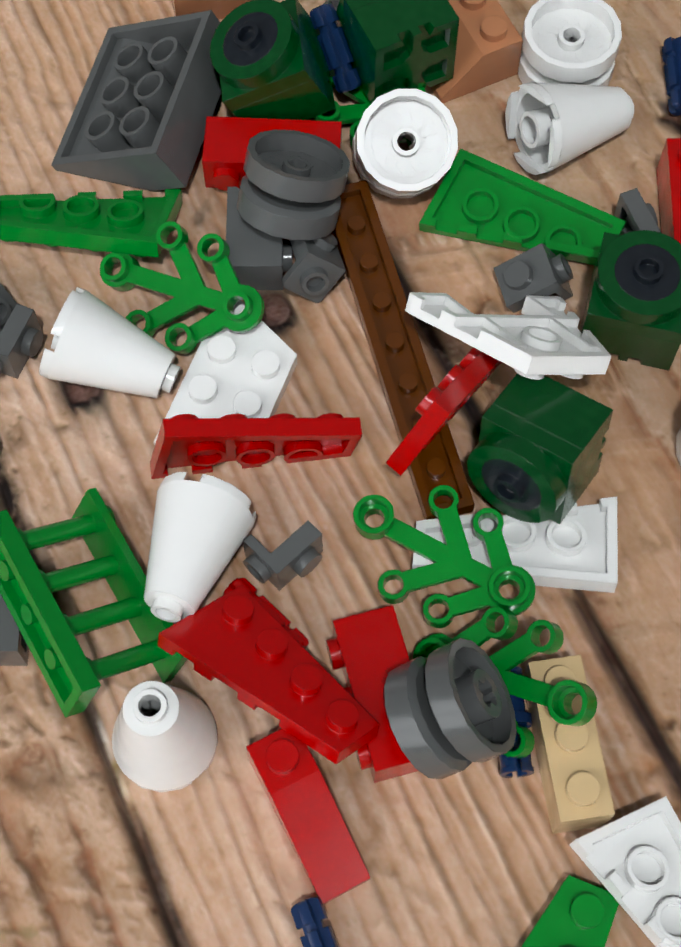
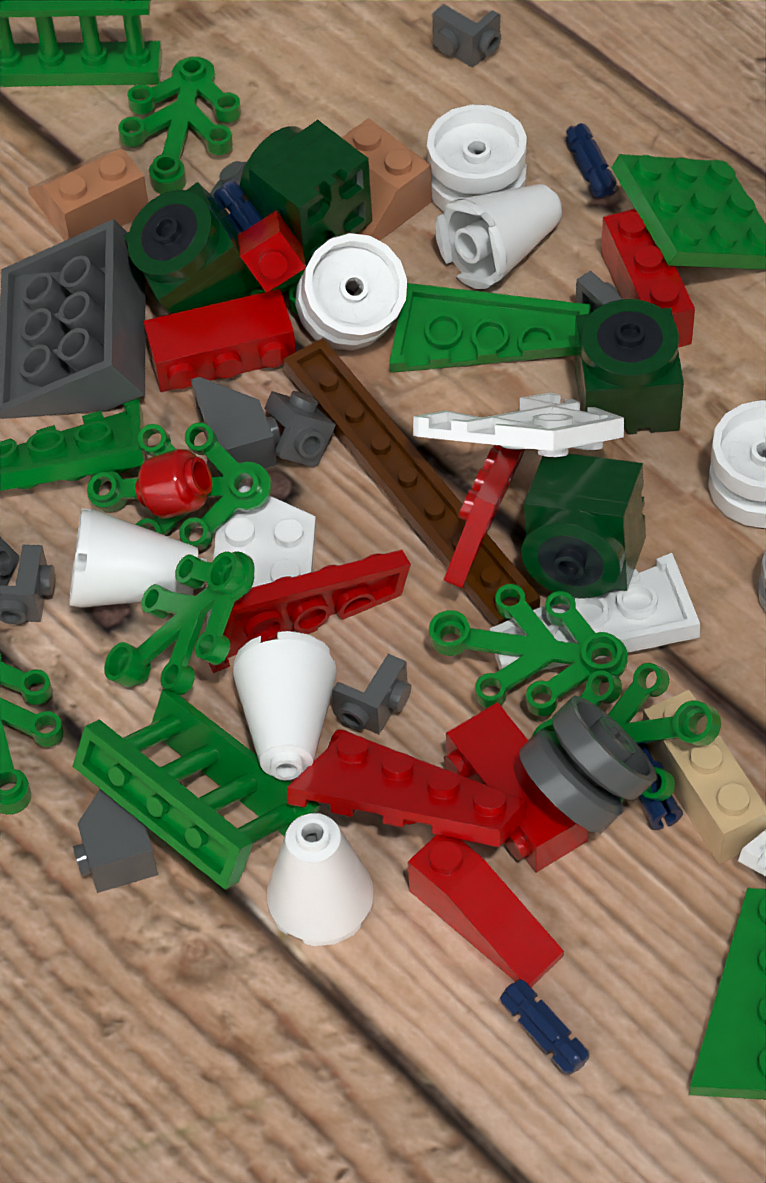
camera: 15 degrees left, 10 degrees down
(171, 286) = (173, 483): none -> red head
(173, 408) = (227, 580): none -> green plant
(292, 184) = (259, 355): dark grey wheel -> none
(340, 84) = (271, 251): none -> red brick
(533, 273) = (518, 377): dark grey bracket -> none

